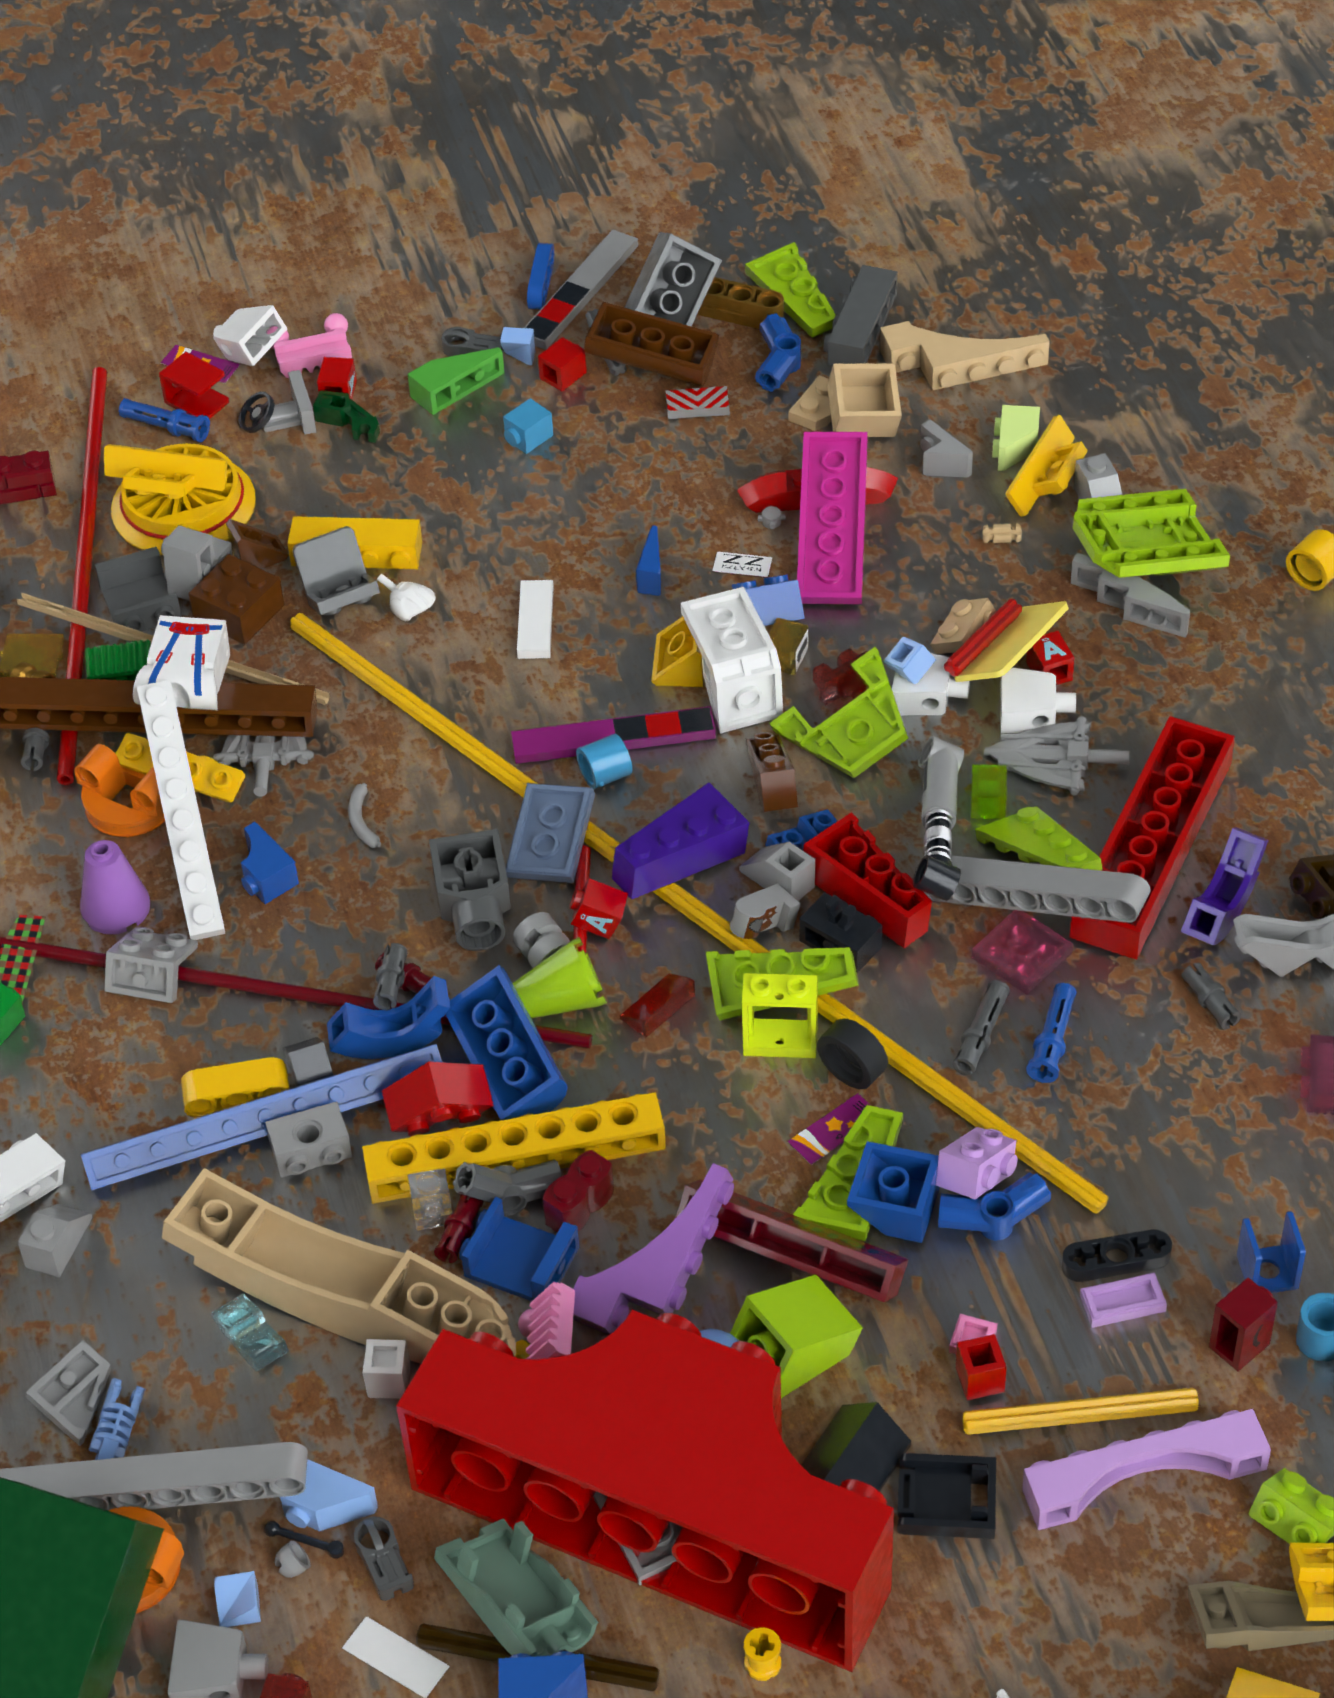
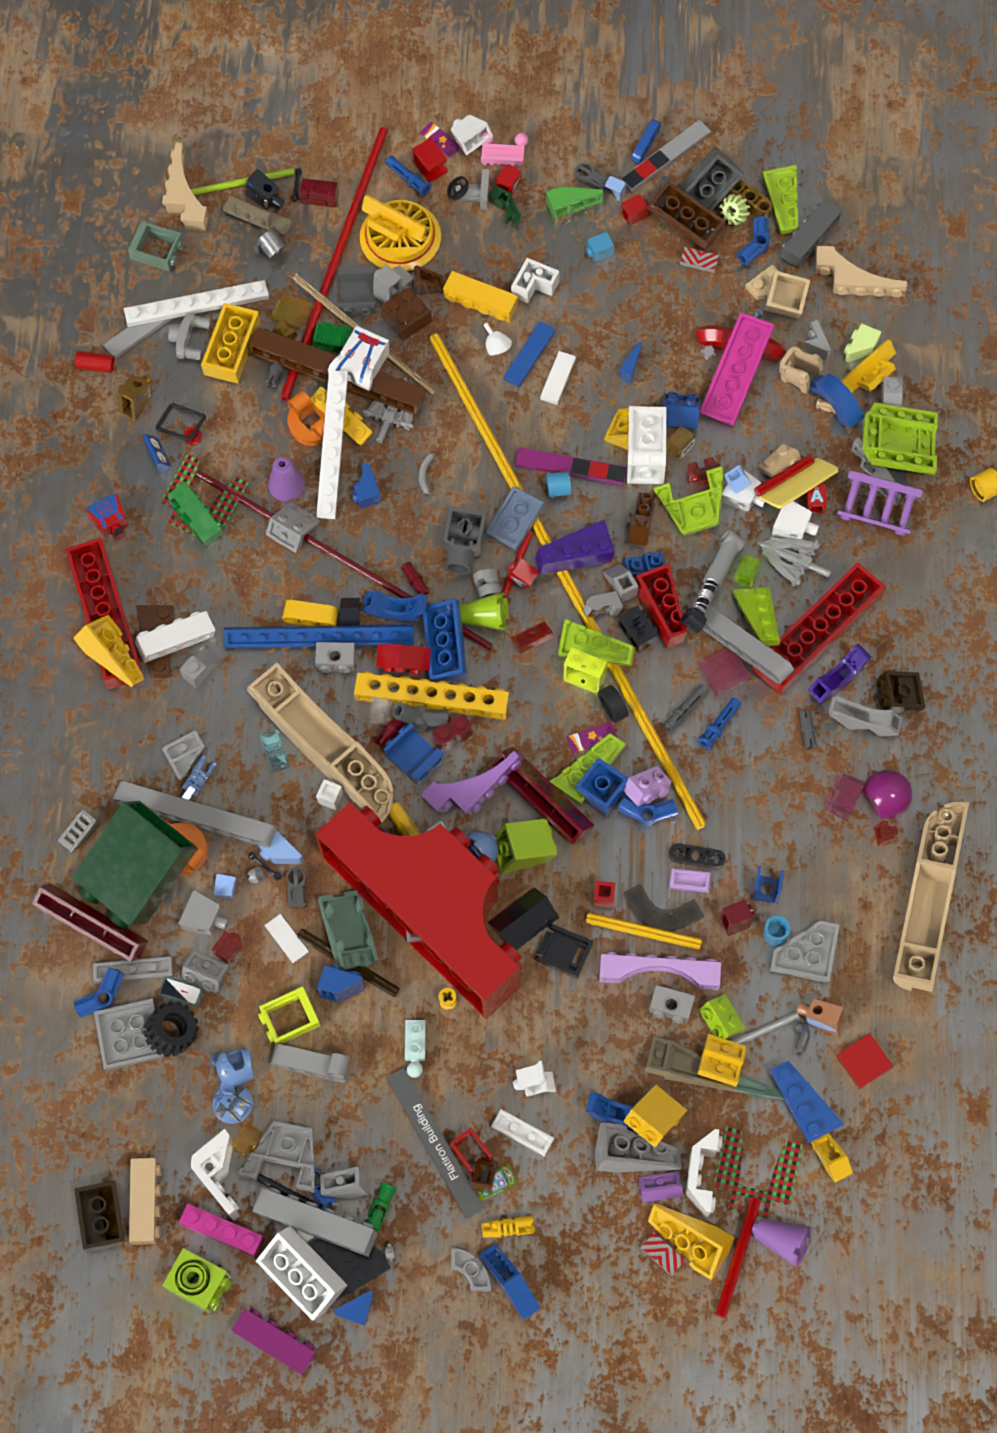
camera: 20 degrees right, 20 degrees up
(333, 571) = (461, 315): bracket -> none
(390, 976) = (404, 580): dark grey pin -> none
(440, 489) = (534, 277): none -> white brick
(472, 601) = (529, 354): none -> blue tile
(549, 1322) = (412, 799): bright pink gear -> none
(736, 322) = (737, 203): none -> yellowish green gear
(742, 564) = (681, 377): white sticker -> none
(935, 490) = (797, 377): none -> tan piece
(970, 1328) = (610, 873): bright pink tile -> none
(1019, 506) = (839, 397): none -> blue arch
(1092, 1378) = (660, 918): none -> clear smoke plate
(1174, 598) = (875, 484): none -> medium lavender fence
(1211, 1503) = (665, 995): none -> light grey brick

